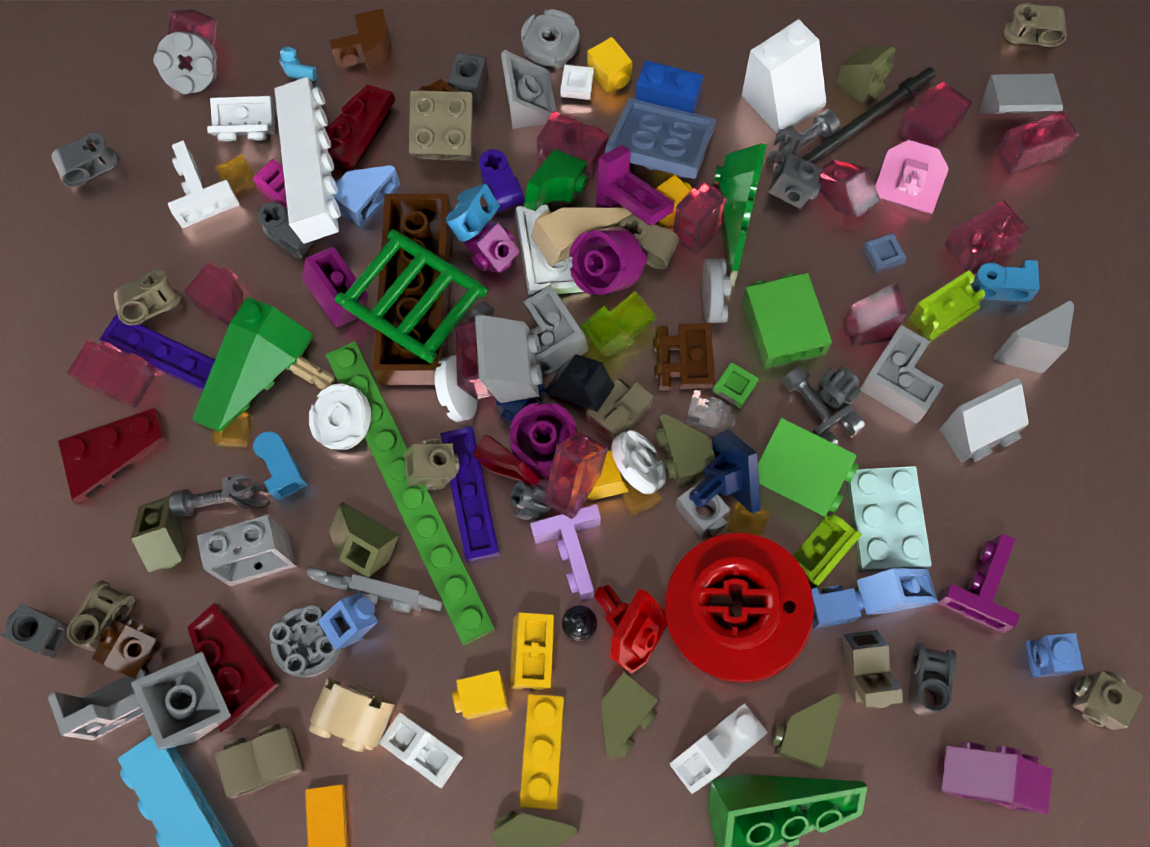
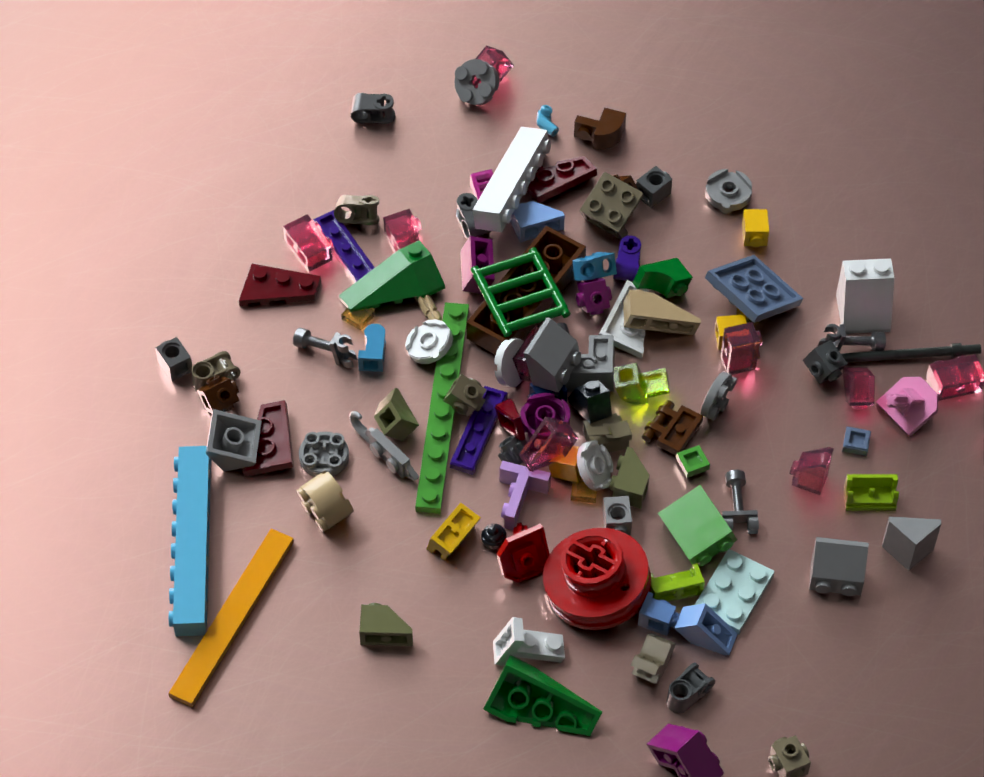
camera: 30 degrees right, 15 degrees down
(98, 711) = (180, 422): light grey panel -> none
(158, 536) = (276, 348): olive slope -> none
(200, 201) = (429, 171): white bracket -> none
(236, 549) = (311, 389): light grey window -> none
(237, 173) = (461, 167): clear yellow tile -> none
(242, 117) = (489, 134): white bracket -> none
(258, 762) = (254, 498): dark tan brick -> none
(357, 616) = (361, 449): medium blue brick -> none
(420, 750) = (351, 548): white slope -> none
(480, 695) = (407, 538): yellow brick -> none
(527, 91) = (687, 215): light grey slope -> none
(542, 752) = (423, 589): yellow plate -> none
(564, 129) = (695, 259): clear pink brick -> none
(577, 82) = (726, 227): white plate -> none
(606, 260) = (660, 340): magenta brick -> none
(621, 187) = (703, 304): magenta bracket -> none
(622, 712) = (484, 596): olive slope -> none
(655, 241) = (698, 346): dark tan piece -> none
(669, 86) = (784, 261): blue brick -> none
(709, 415) = (660, 468): clear brick -> none
(731, 472) = (642, 498): dark blue piece -> none
(738, 185) = (780, 352): green wedge -> none
(746, 522) = (645, 539): clear yellow tile -> none
(786, 320) = (754, 442): bright green brick -> none
(808, 733) = (590, 669): olive slope -> none
(839, 387) = (758, 497): dark grey gear -> none
(865, 72) = (927, 323): olive slope -> none
(897, 381) = (798, 511): light grey panel -> none
(984, 233) = (932, 461): clear pink brick -> none
(984, 586) = (763, 658): magenta bracket -> none
(1008, 282) = (924, 501): dark azure leg -> none
(1054, 655) = (776, 719): medium blue brick -> none

